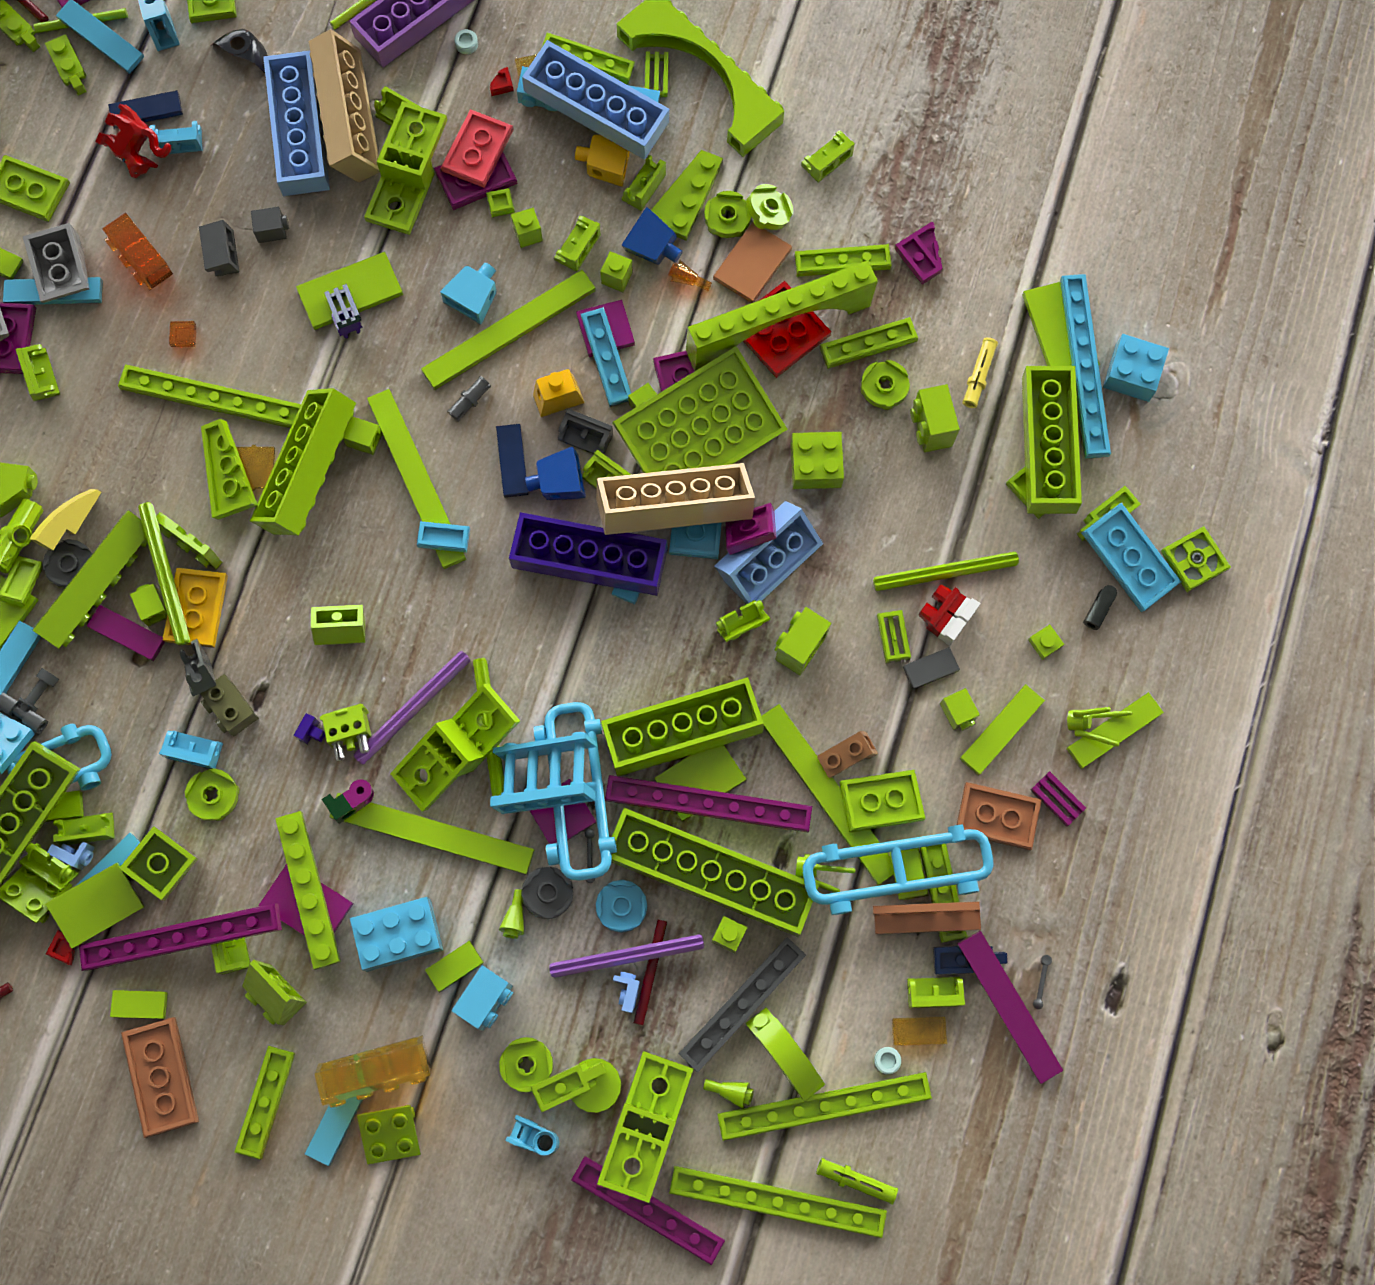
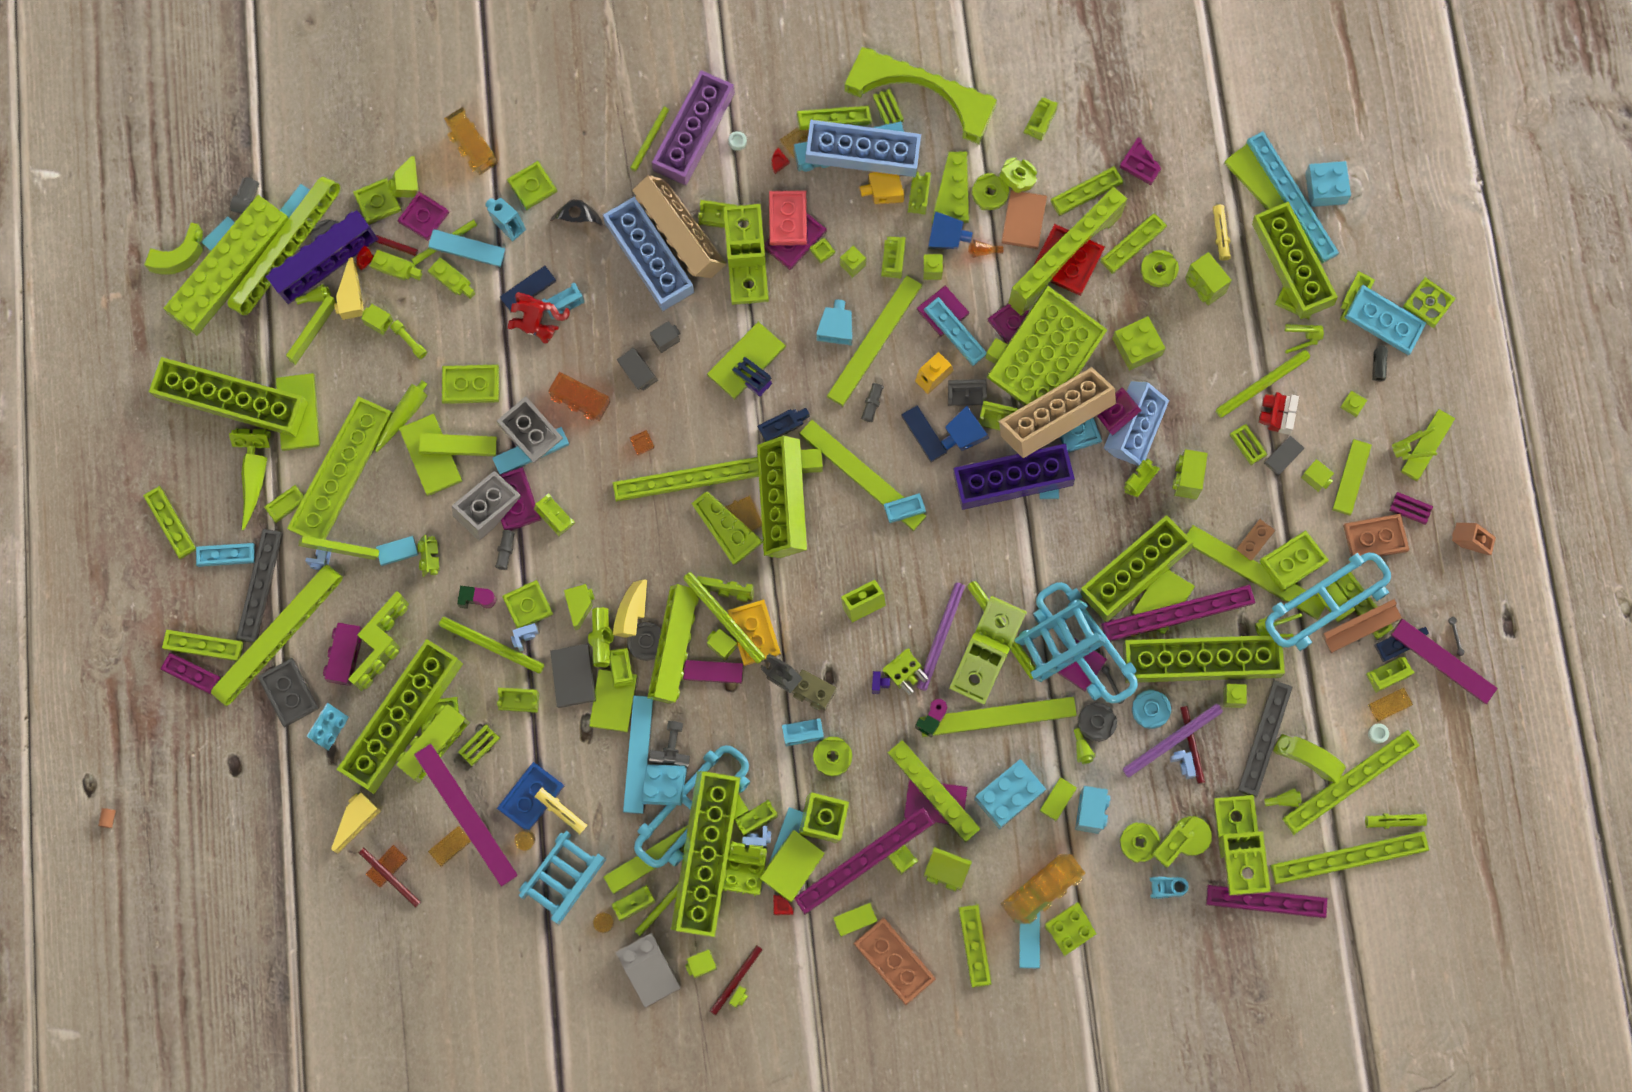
camera: 20 degrees left, 0 degrees up
(354, 379) = (783, 424): none -> dark blue hinge
(1035, 535) = (1312, 332): none -> lime plant
(1119, 869) = (1473, 537): none -> nougat slope

